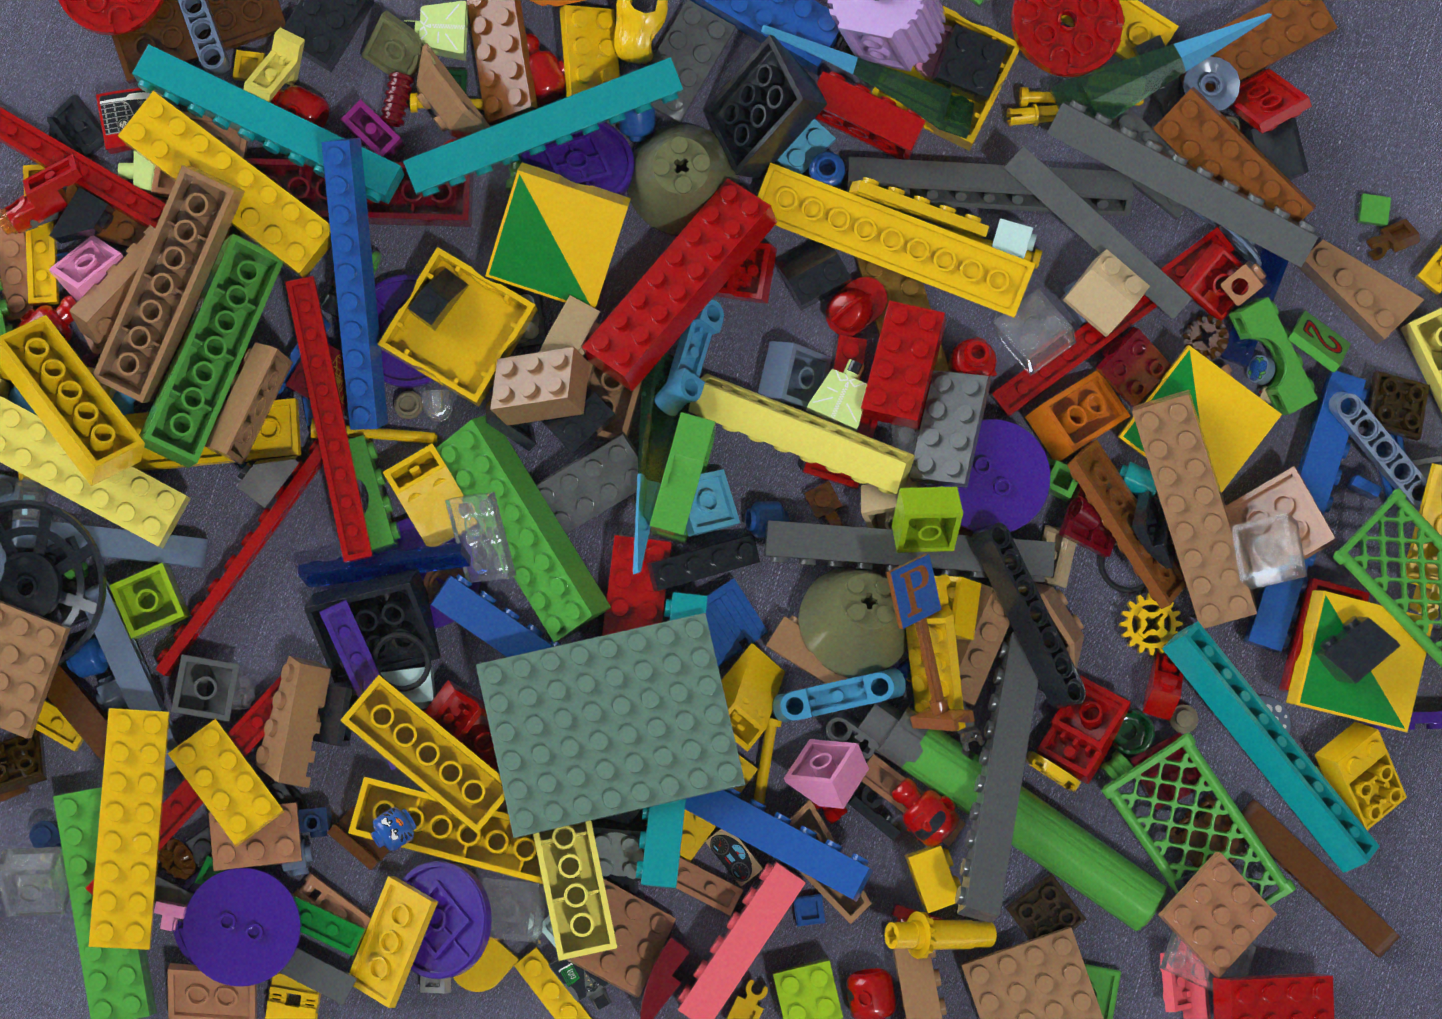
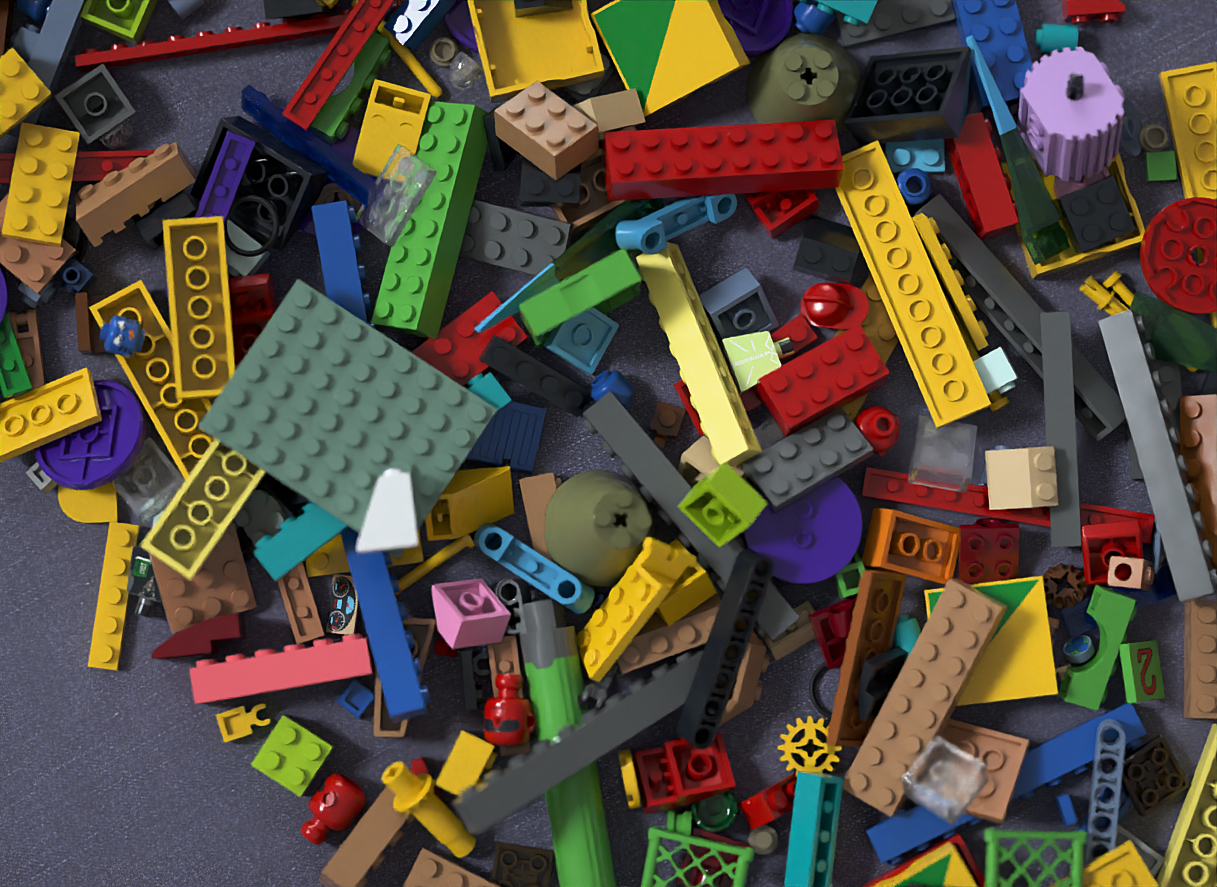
camera: 40 degrees right, 0 degrees up
(710, 761) = (390, 516): none -> white slope
(915, 599) = (651, 550): dark orange piece -> none

